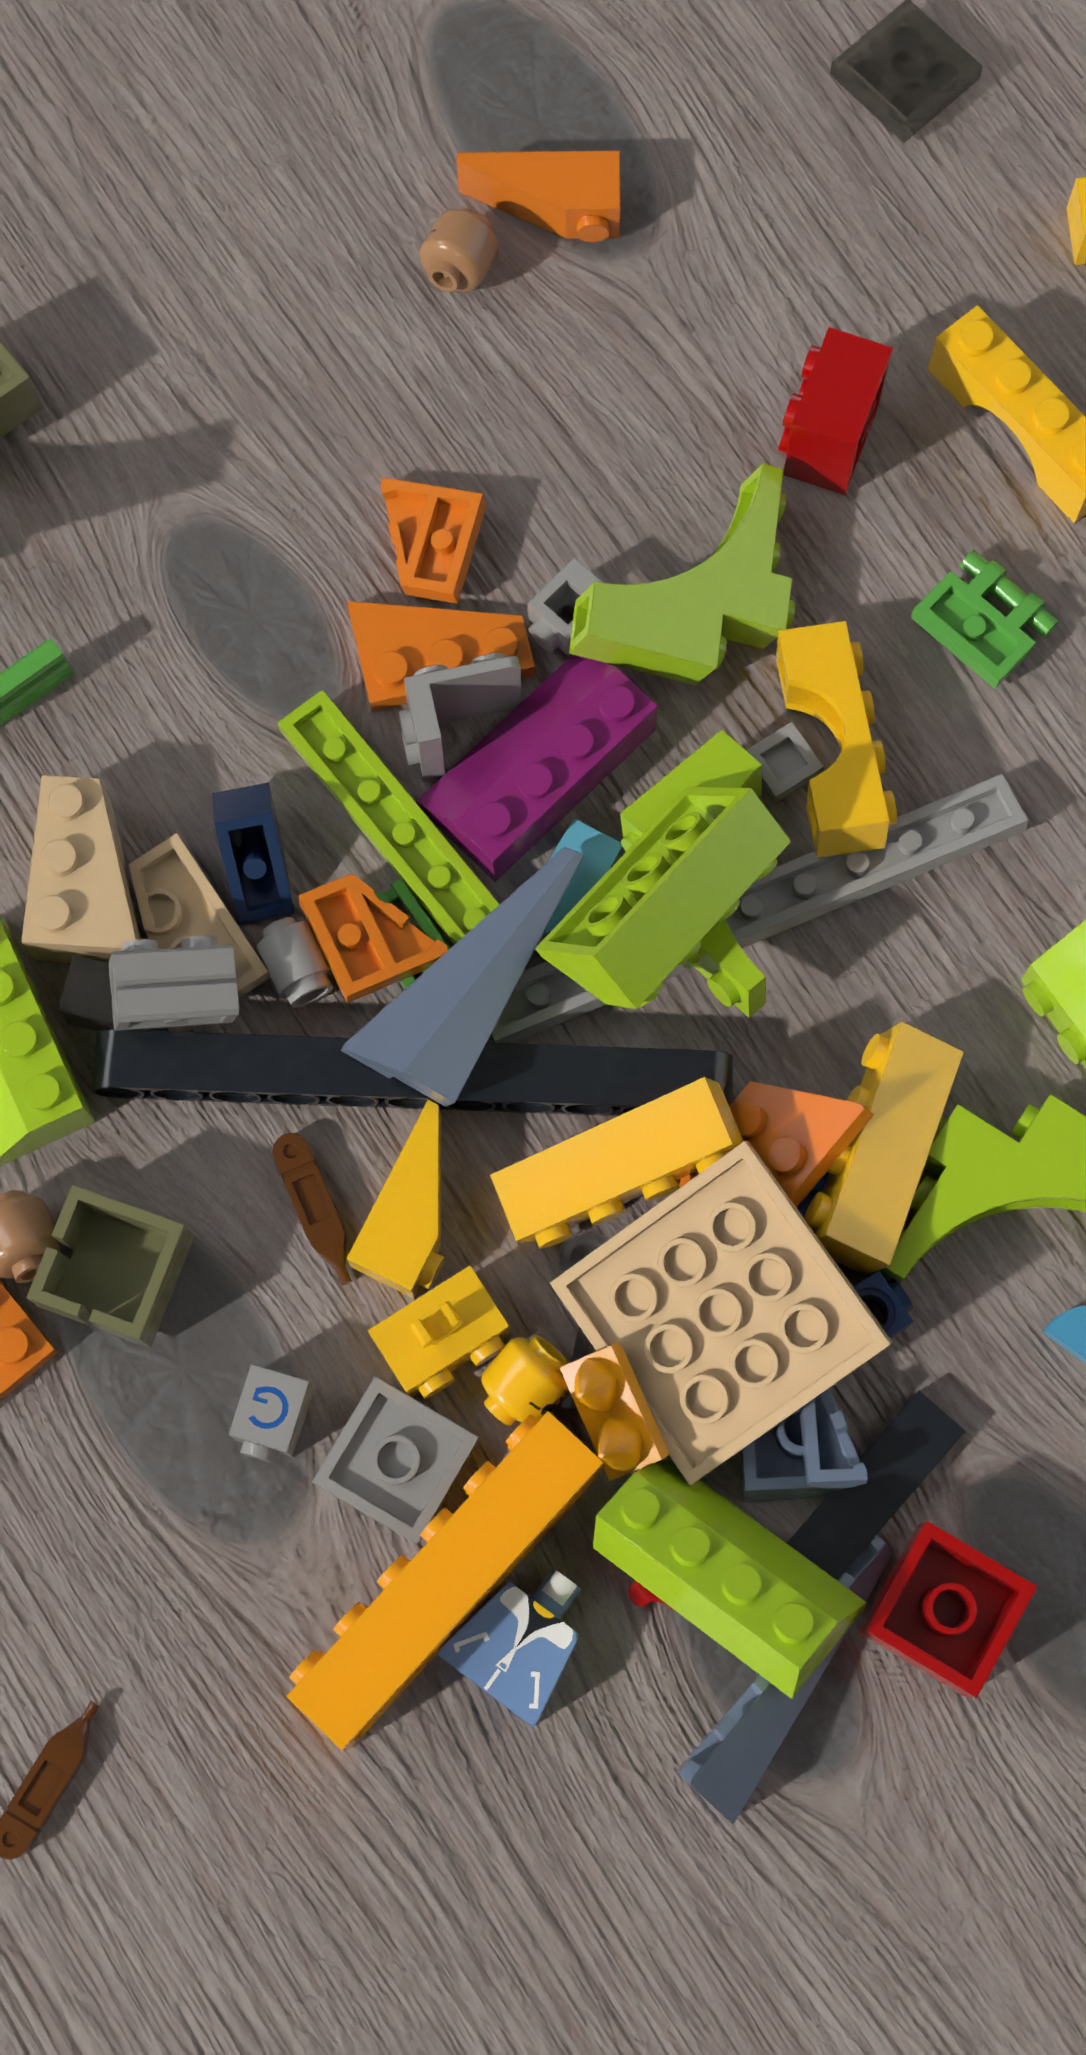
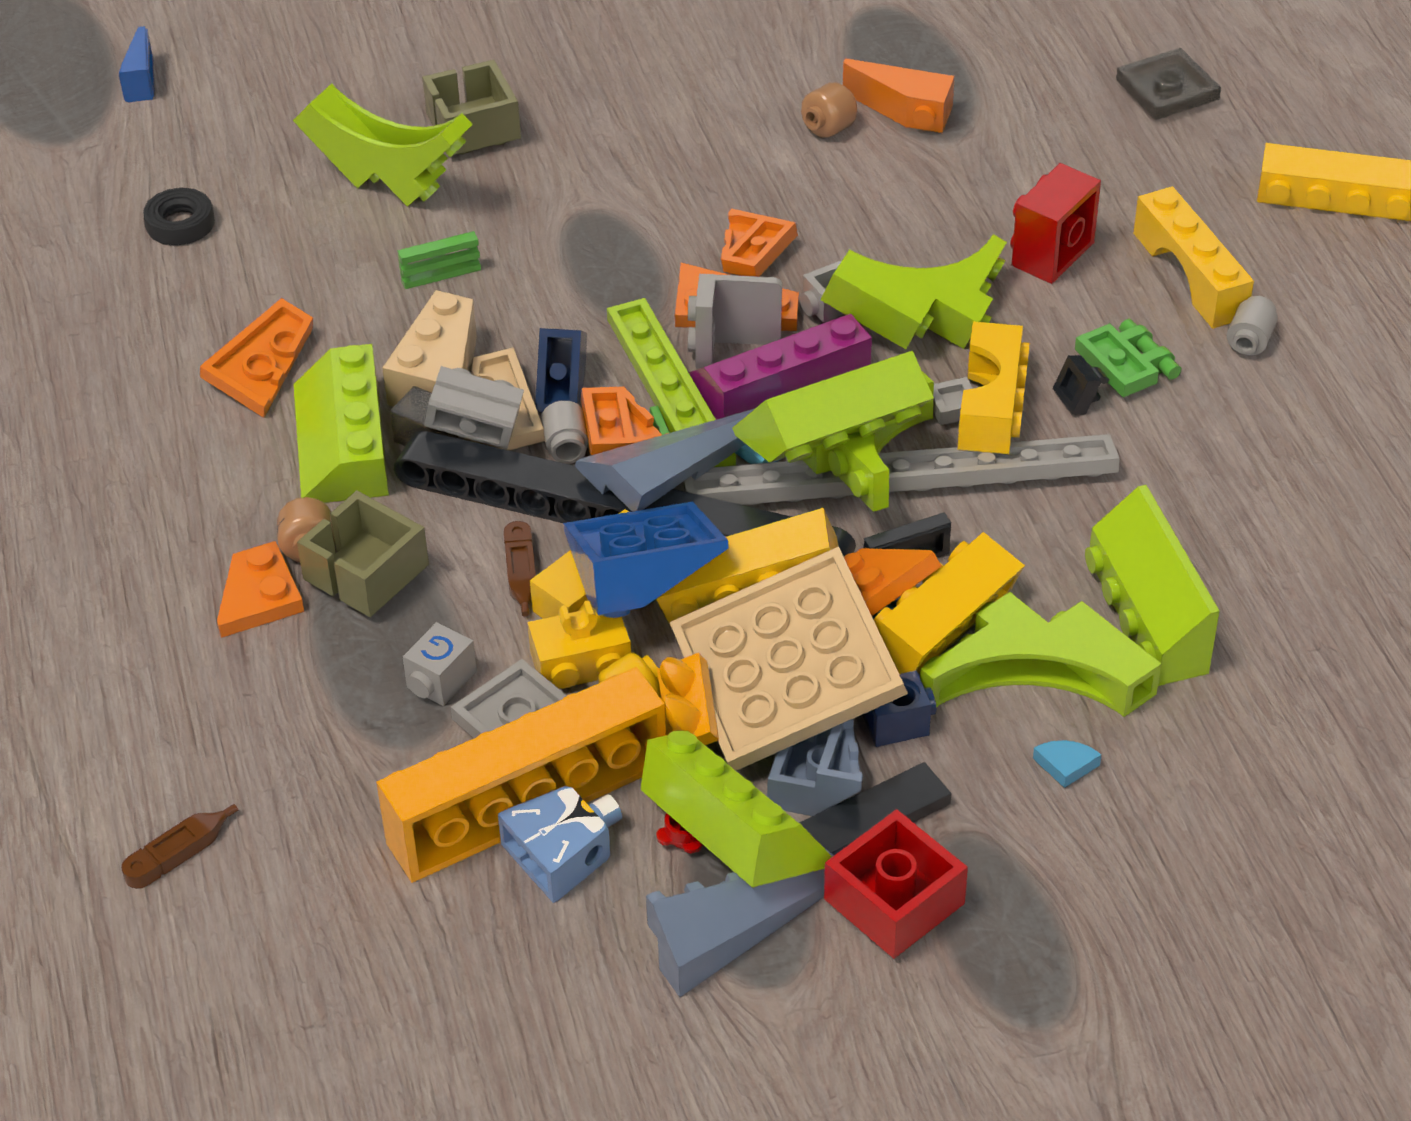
camera: 15 degrees right, 30 degrees down
(485, 1188) = (641, 554): none -> blue slope
(800, 1040) = (925, 534): none -> black tile
(939, 692) = (1079, 384): none -> black tile

